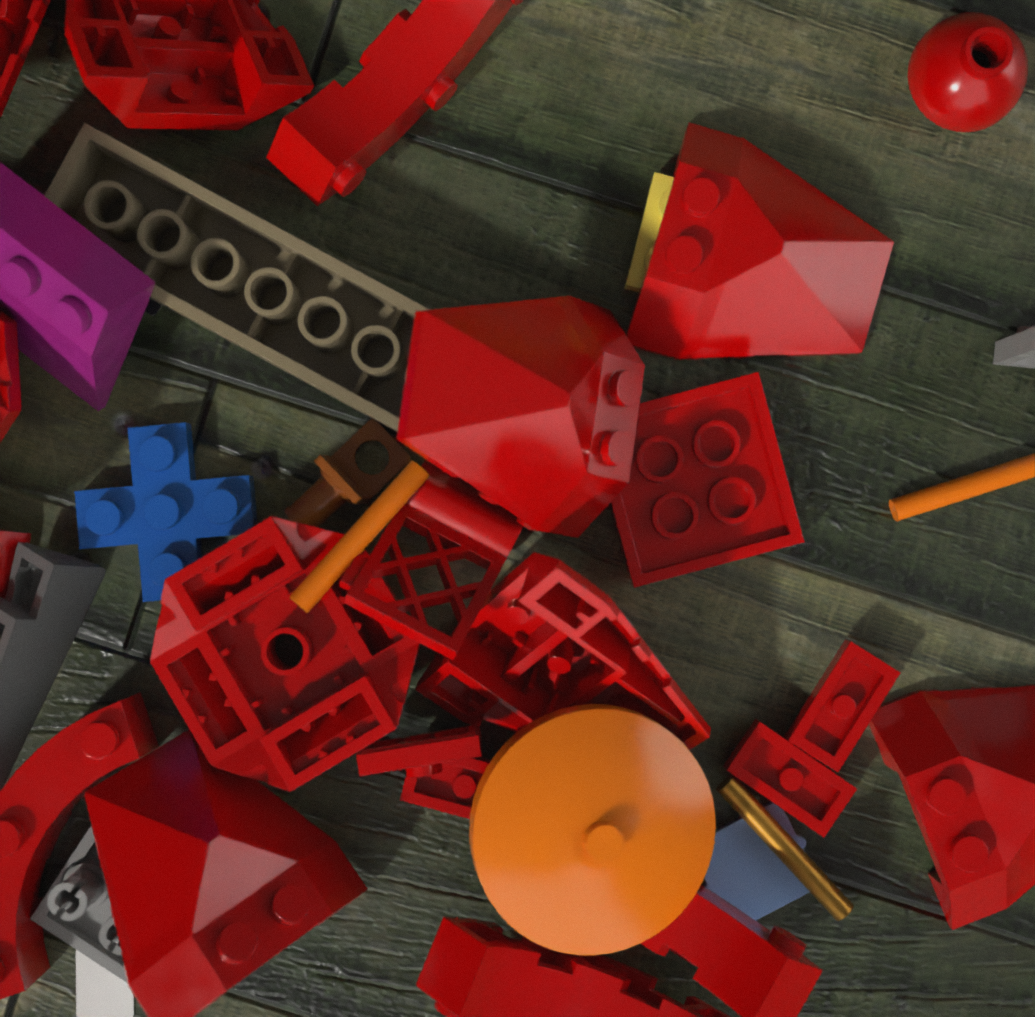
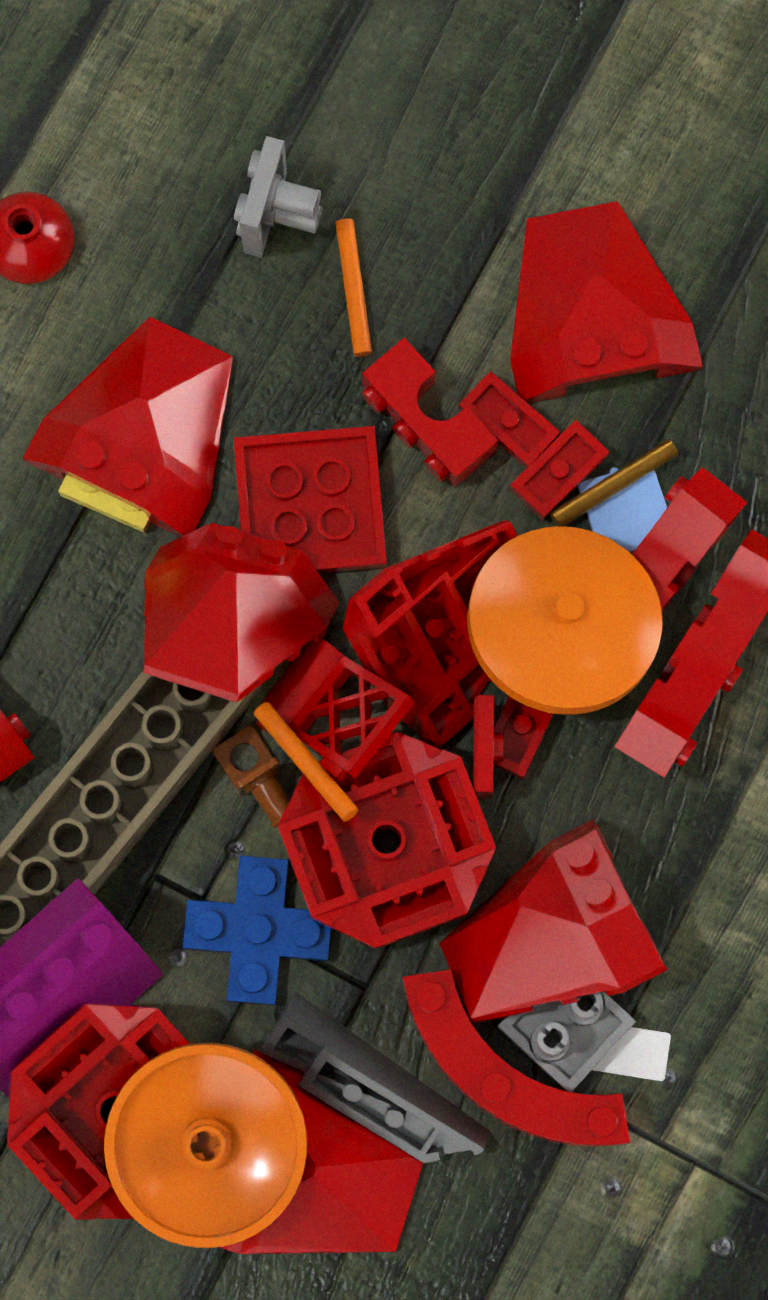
camera: 80 degrees left, 10 degrees down
(795, 638) = (451, 446): none -> red arch

